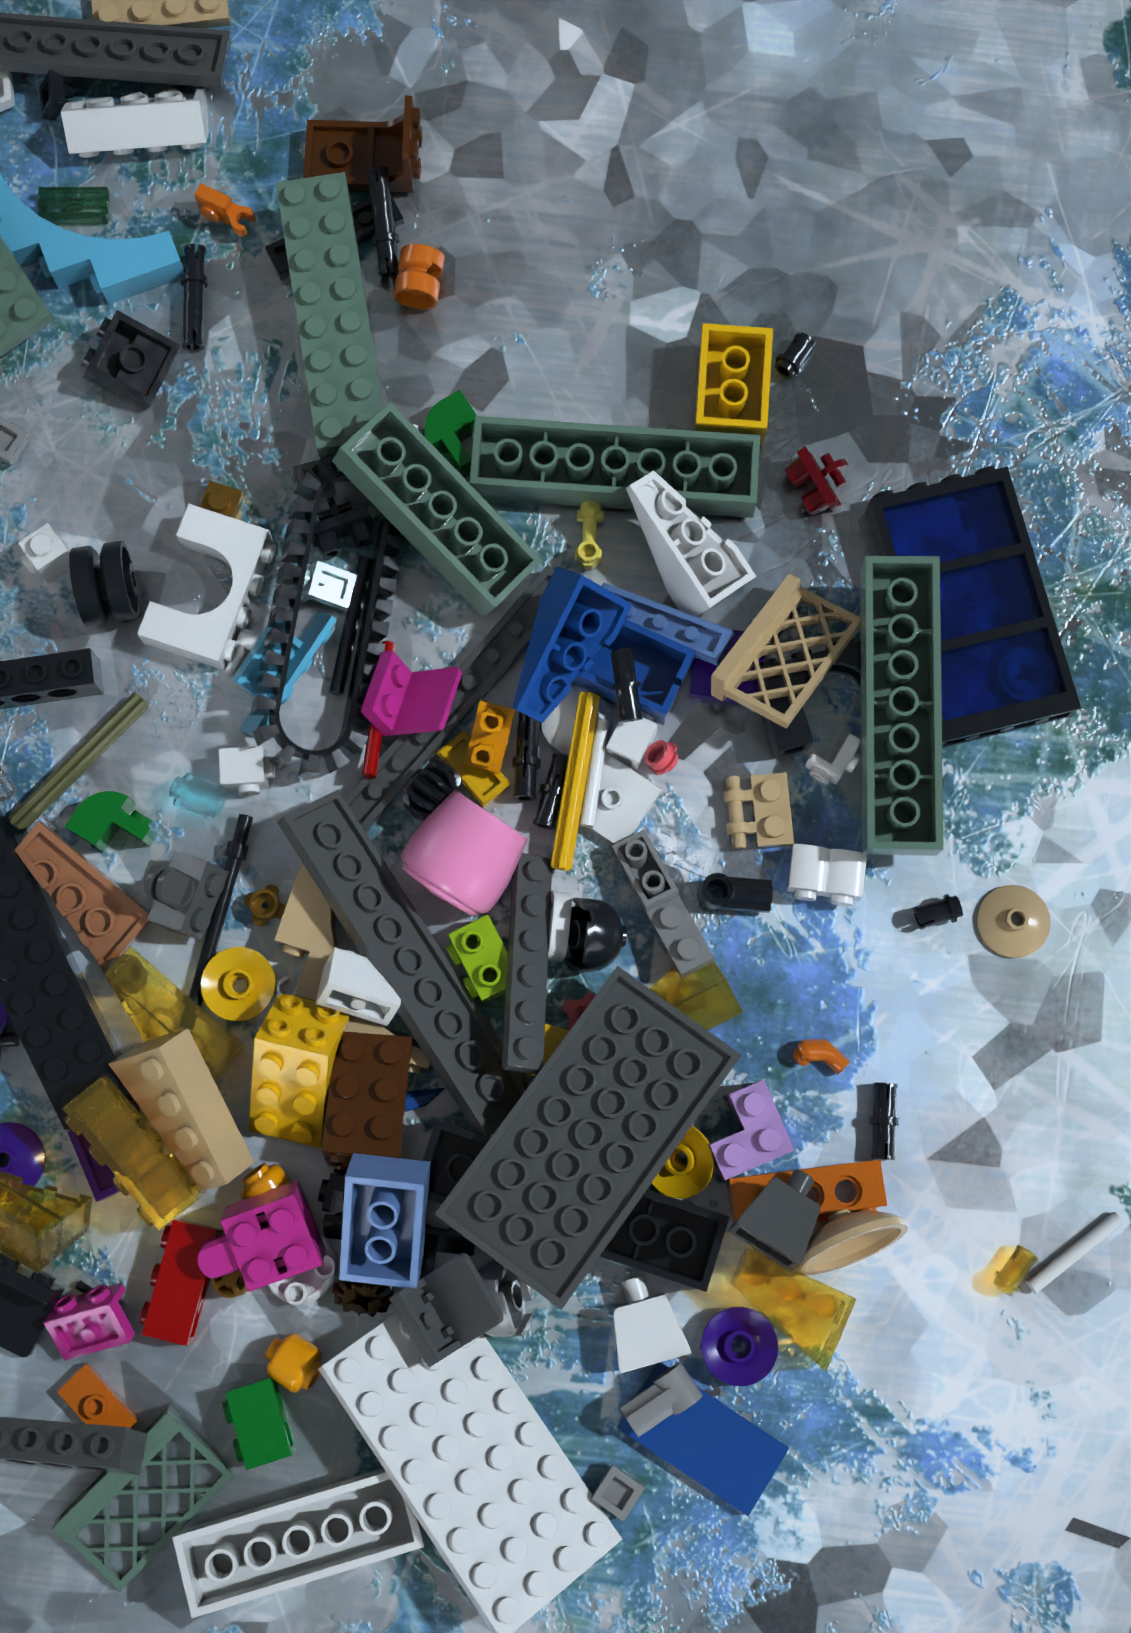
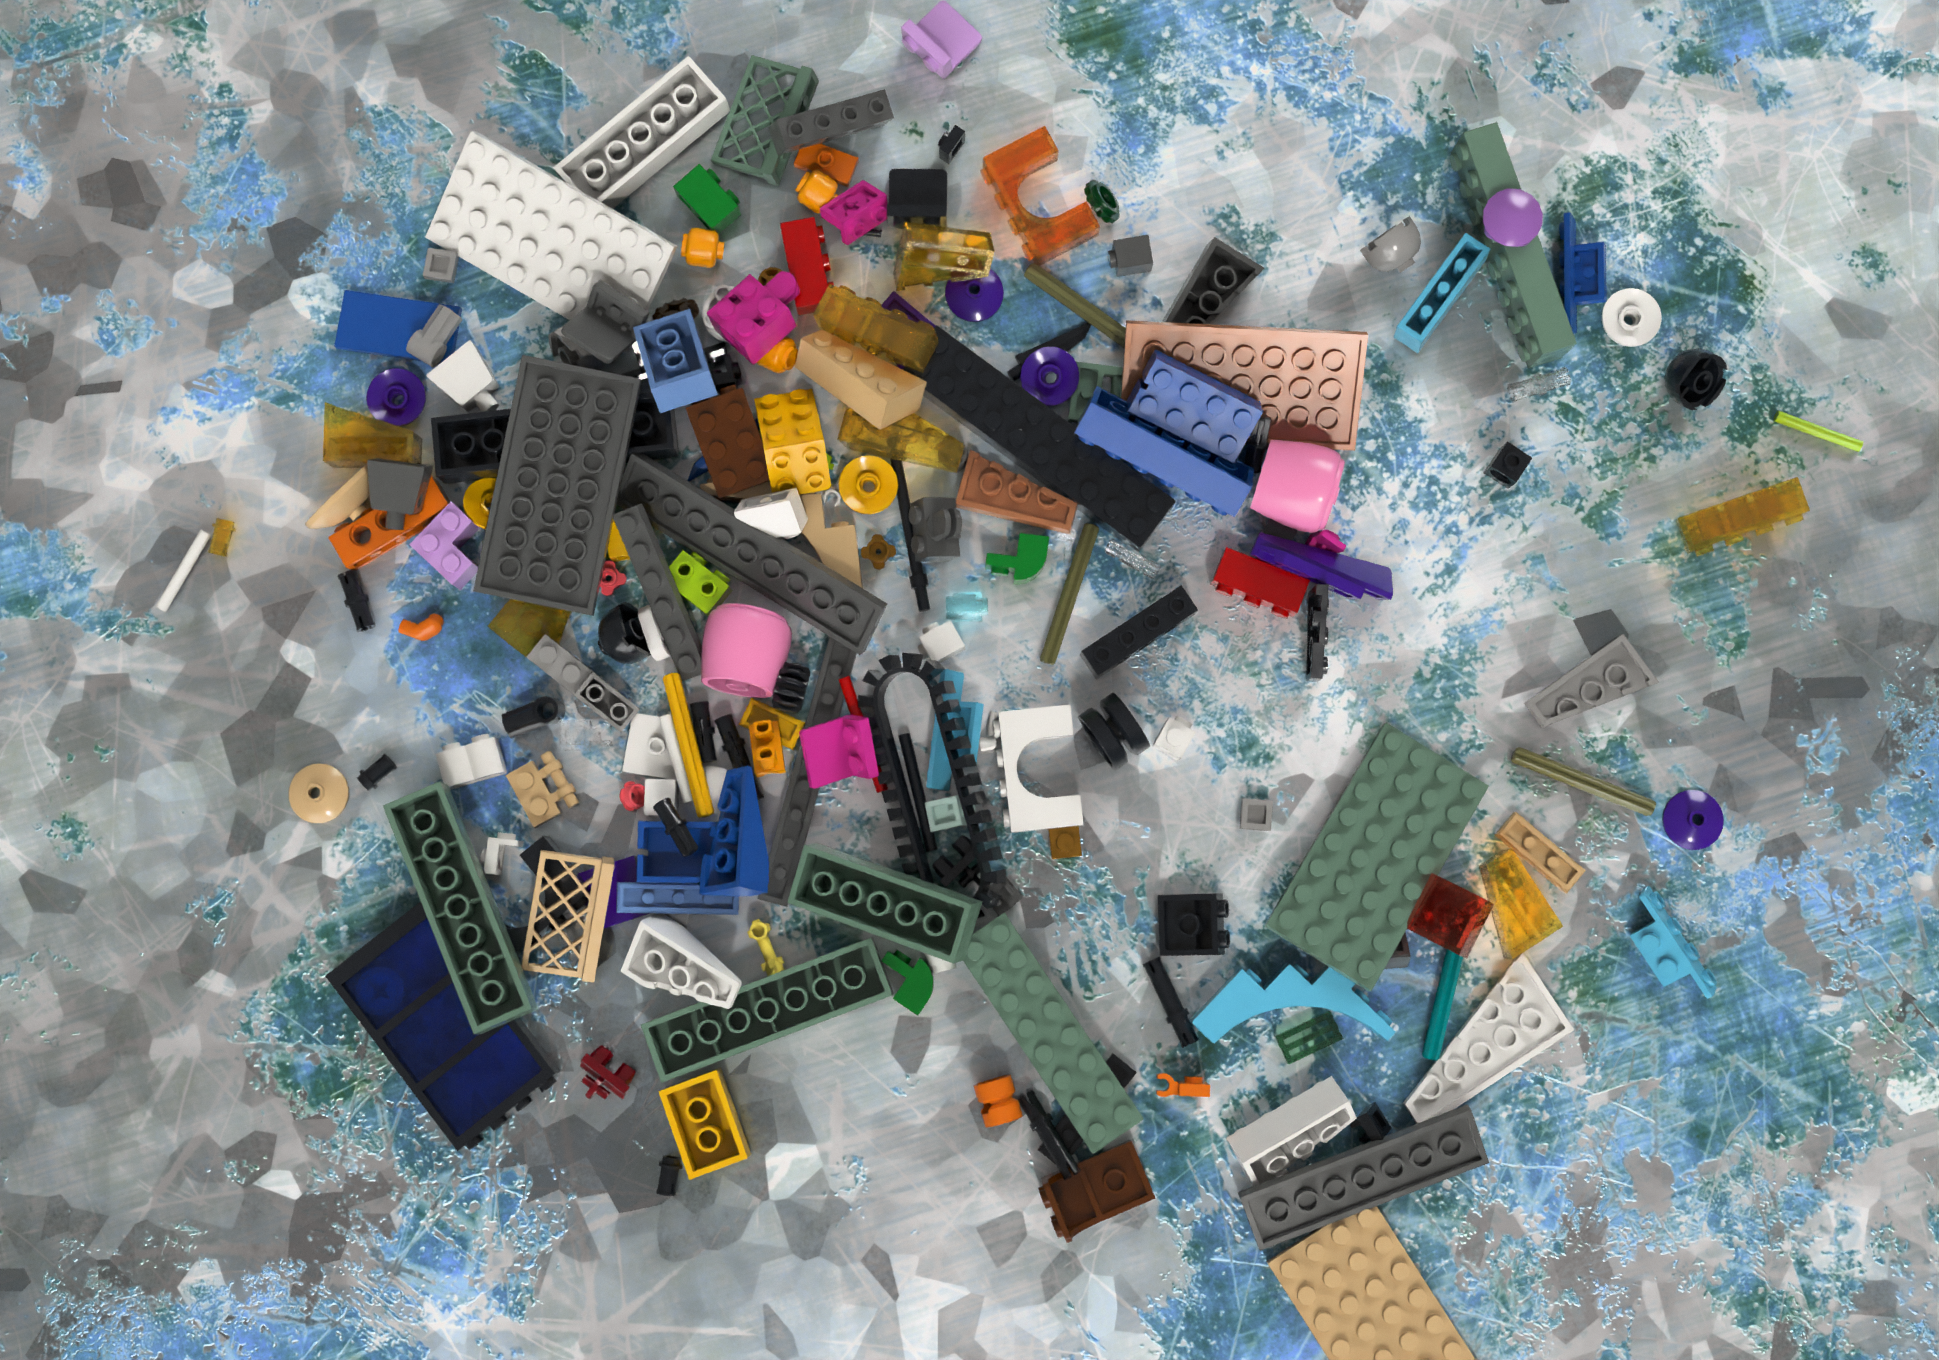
camera: 160 degrees right, 5 degrees up
(125, 1371) = (816, 190): none -> light orange head

